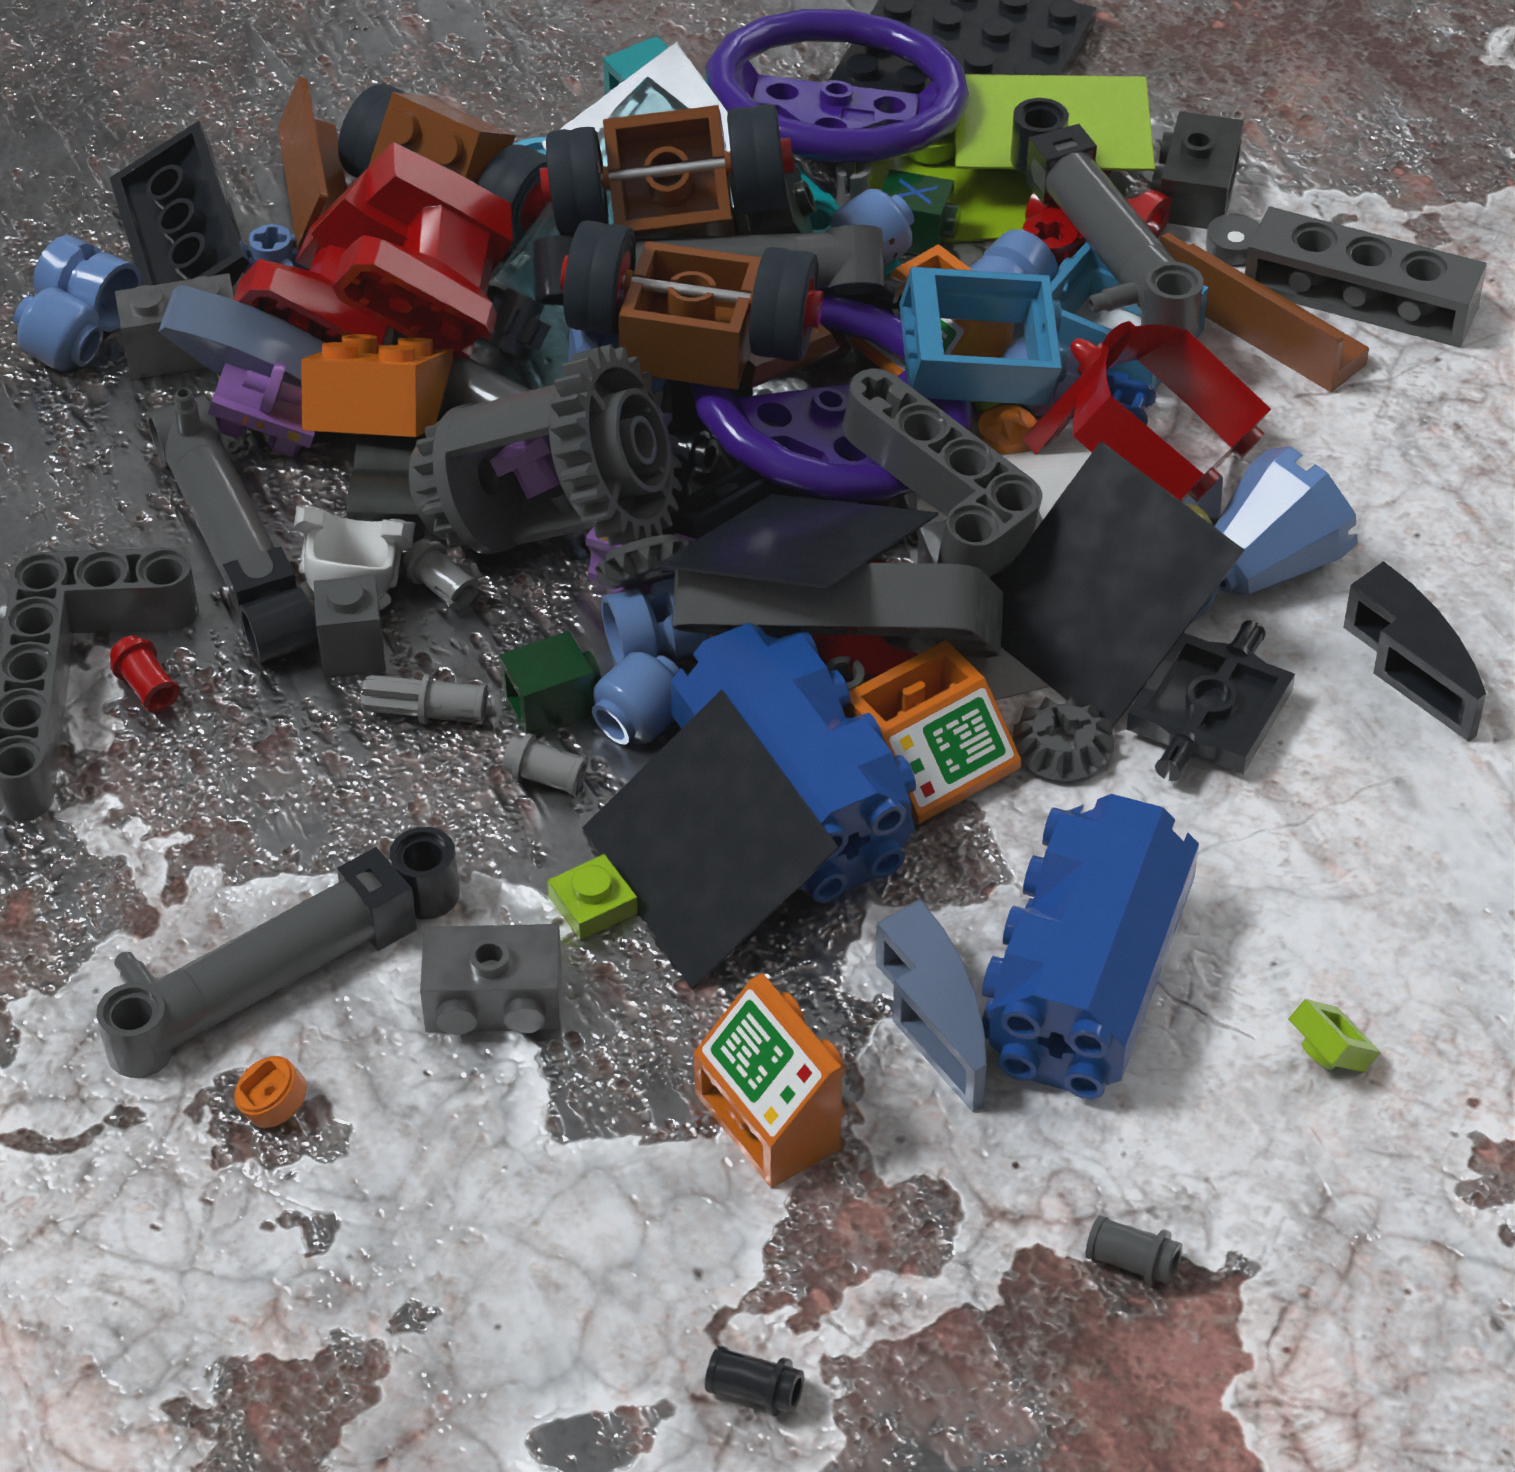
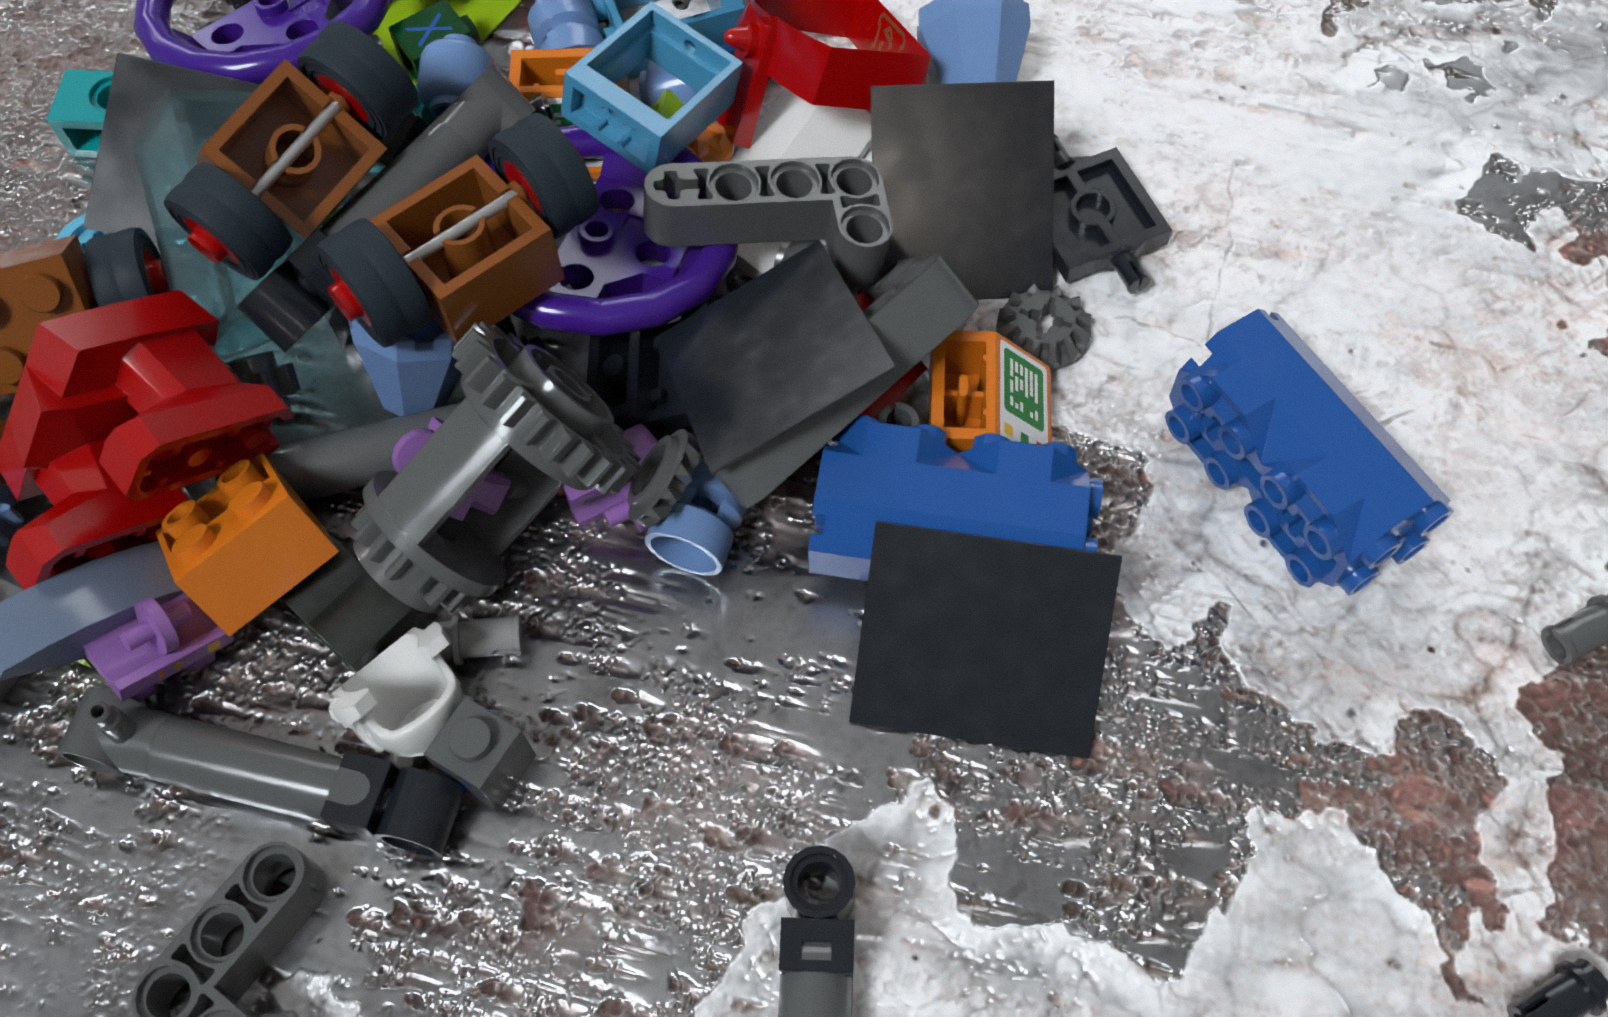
camera: 50 degrees left, 15 degrees up
(137, 663) = (361, 973): red pin -> none
(425, 698) = (610, 749): light grey axle -> none
(491, 978) = (985, 916): flat silver brick -> none
(544, 764) = (769, 705): light grey pin -> none
(549, 683) = (688, 639): dark green brick -> none
(592, 897) = (939, 767): lime plate -> none
(635, 699) = (764, 583): medium blue head -> none
(771, 1082) = (1285, 773): slope -> none
(934, 999) = (1261, 591): sand blue slope -> none
(1332, 1037) = (1474, 364): lime plate -> none
(1416, 649) = (1150, 65): black slope -> none

